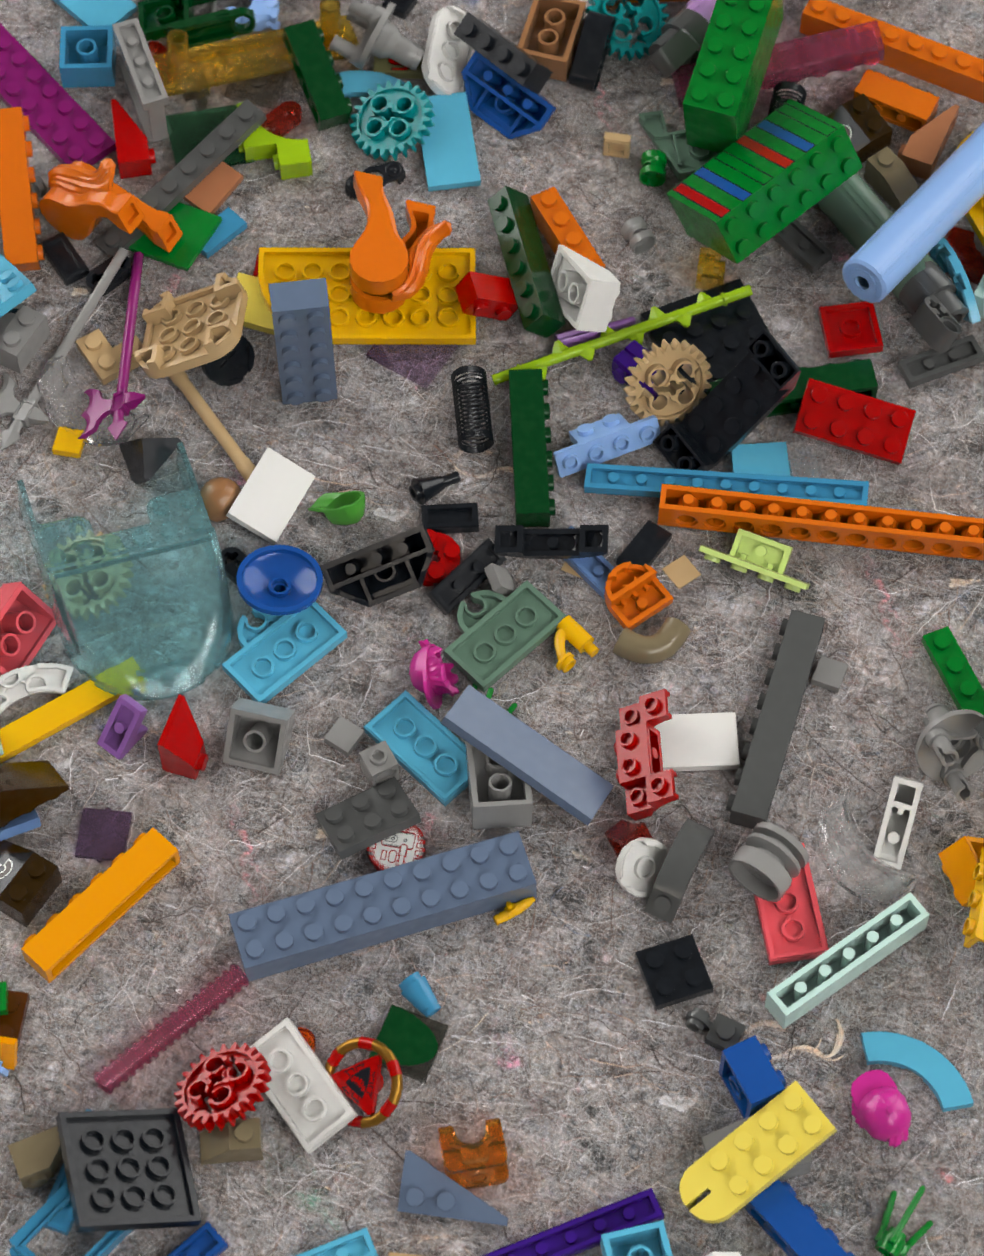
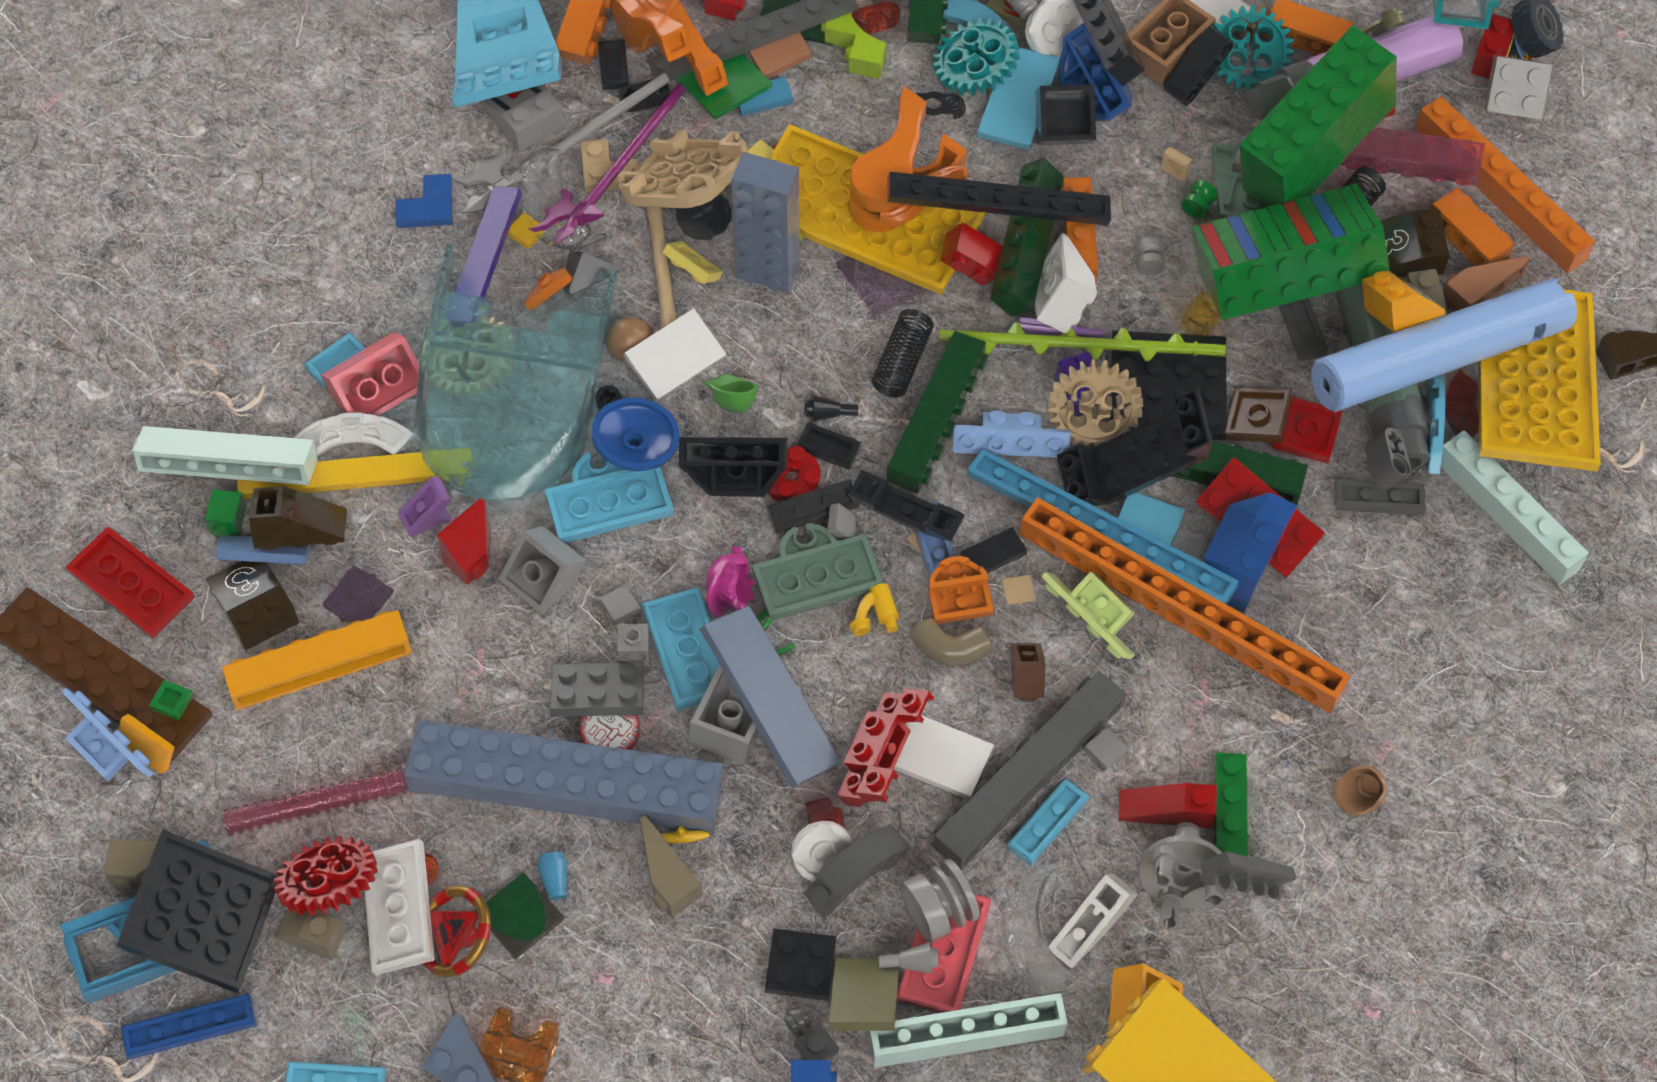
camera: 25 degrees right, 0 degrees up
(46, 465) = (489, 241): none -> tile
(121, 483) = (547, 286): none -> orange plate
(229, 405) = (685, 257): none -> light yellow plate
(491, 237) = (998, 198): none -> black plate
(501, 140) = (1065, 114): none -> black piece
(521, 949) = (671, 880): none -> dark tan slope
(730, 636) = (1027, 671): none -> reddish brown slope
(747, 969) = (863, 996): none -> olive tile
(776, 918) = (918, 959): none -> light grey cone
(805, 332) = (1259, 415): none -> reddish brown tile
(814, 757) = (1048, 822): none -> medium azure tile
(859, 444) = (1248, 541): none -> blue wedge
(881, 187) = (1397, 302): none -> light orange slope
(908, 696) = (1169, 804): none -> red slope

